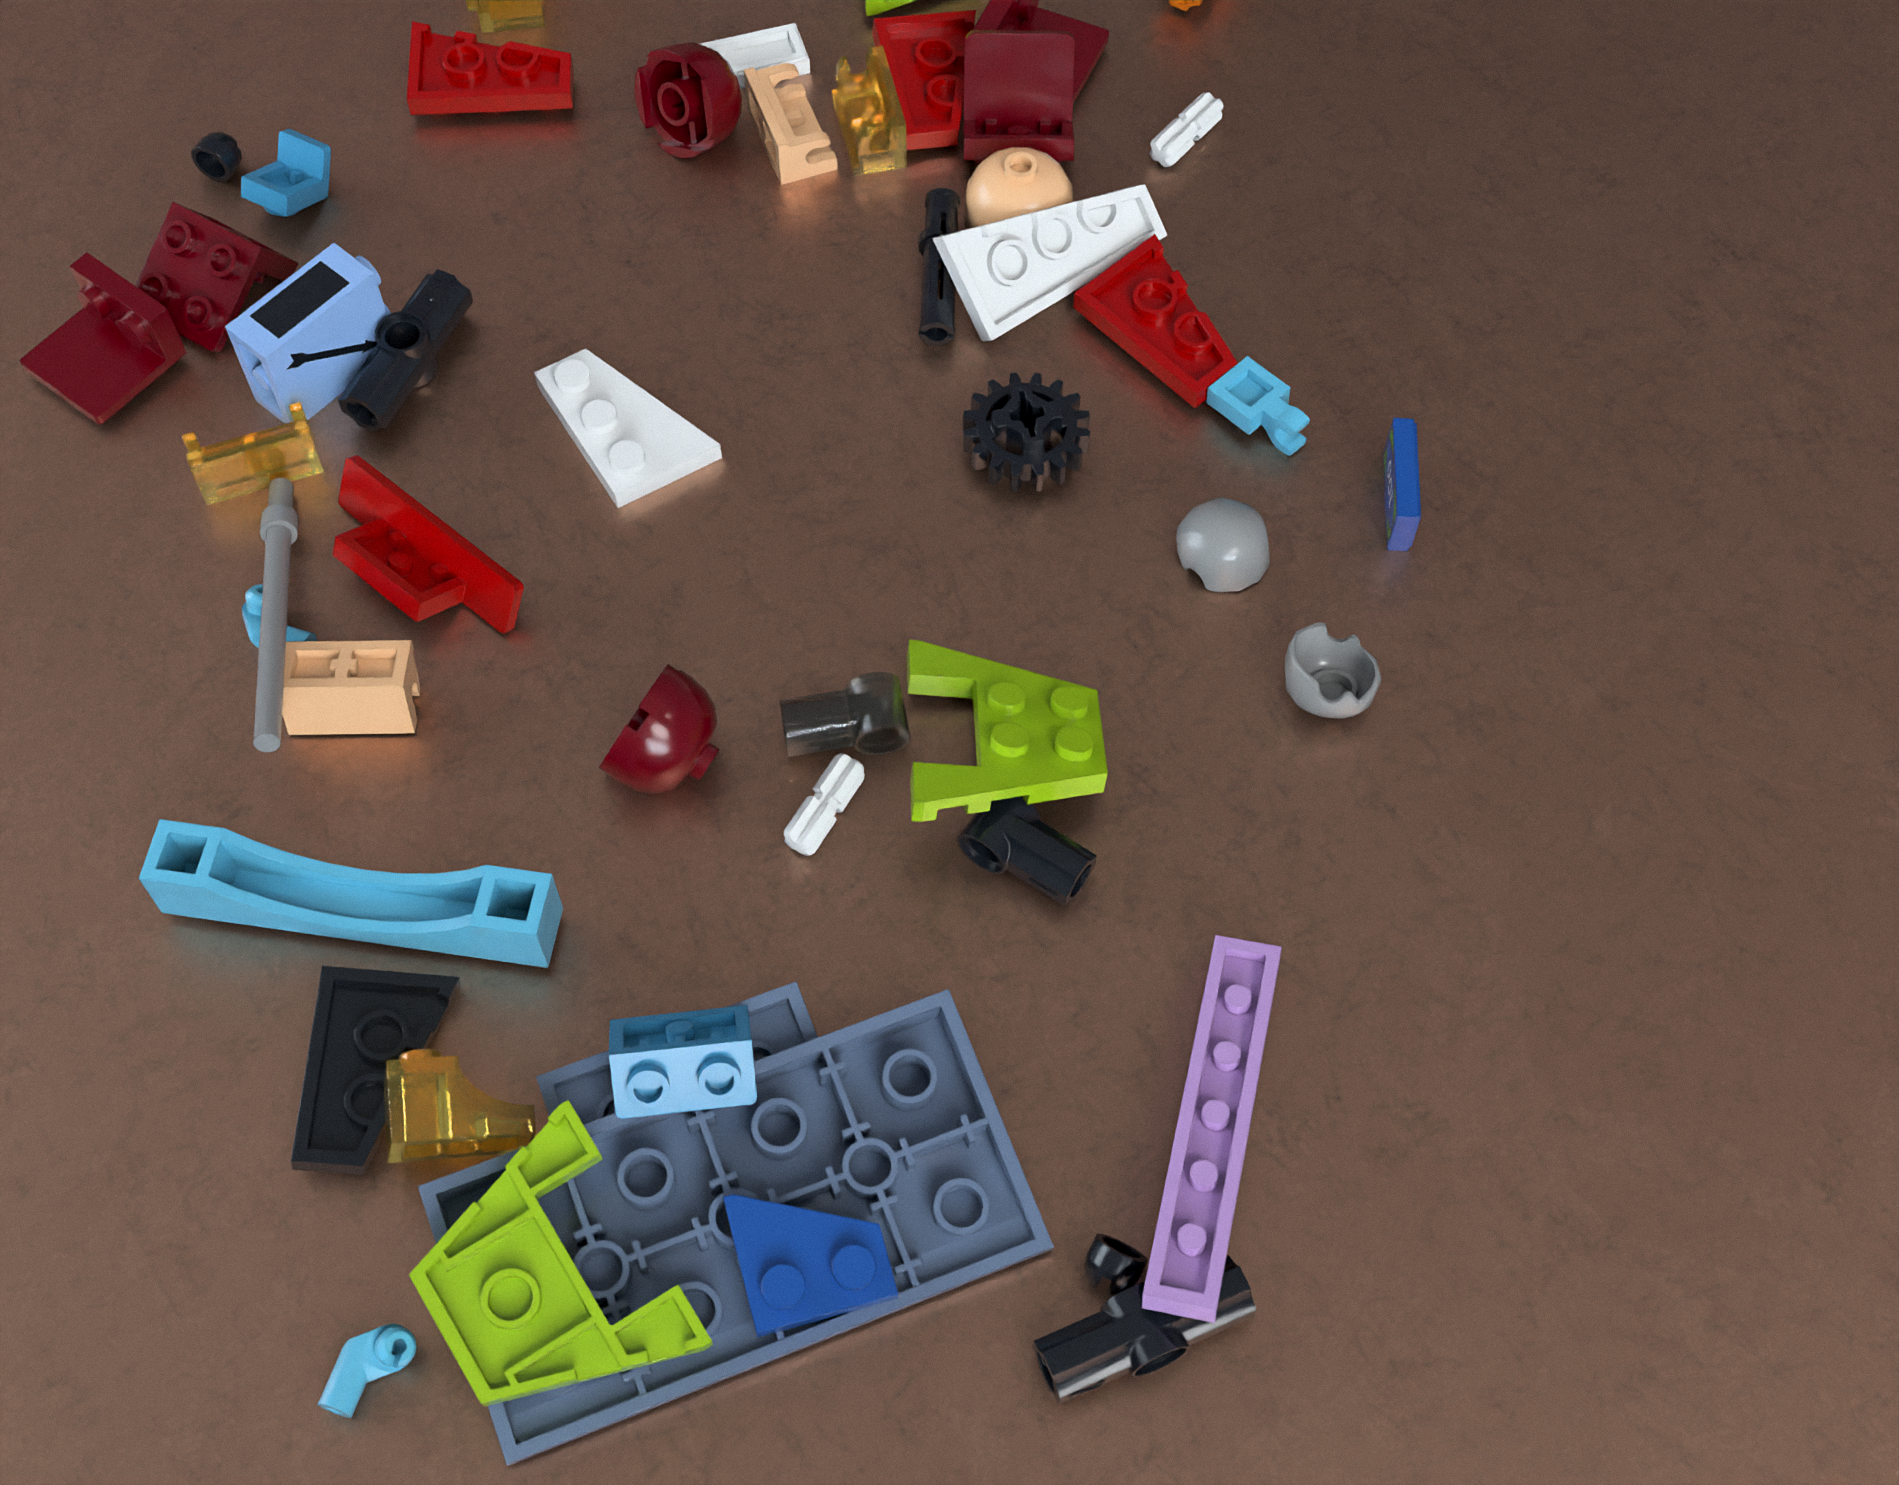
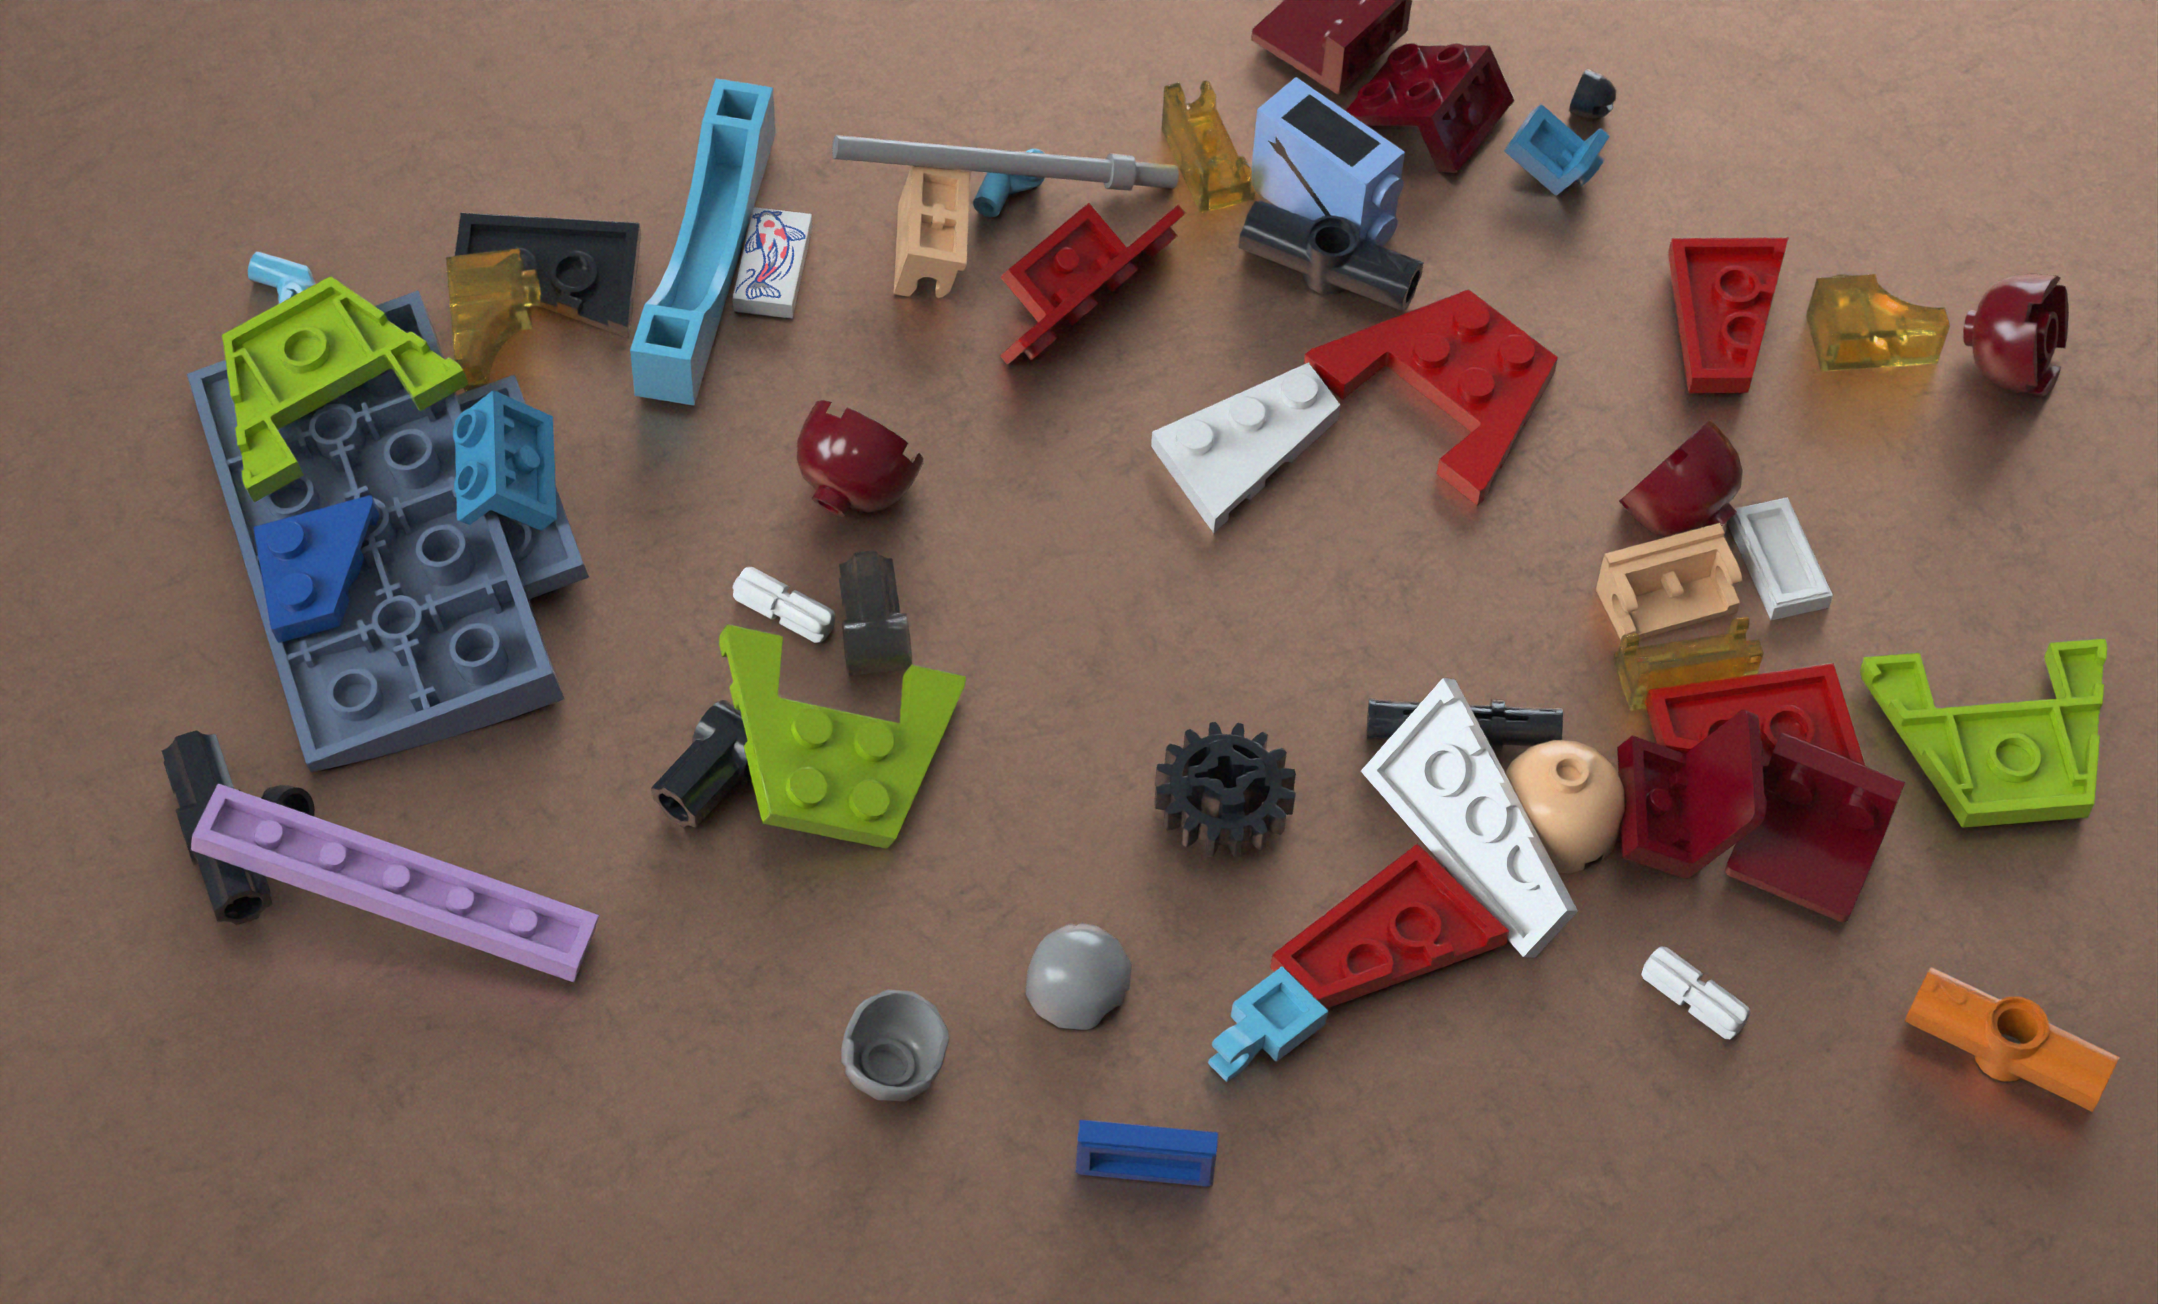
camera: 90 degrees right, 5 degrees down
(371, 839) = (772, 263): none -> tile
(539, 257) = (1462, 361): none -> red wing

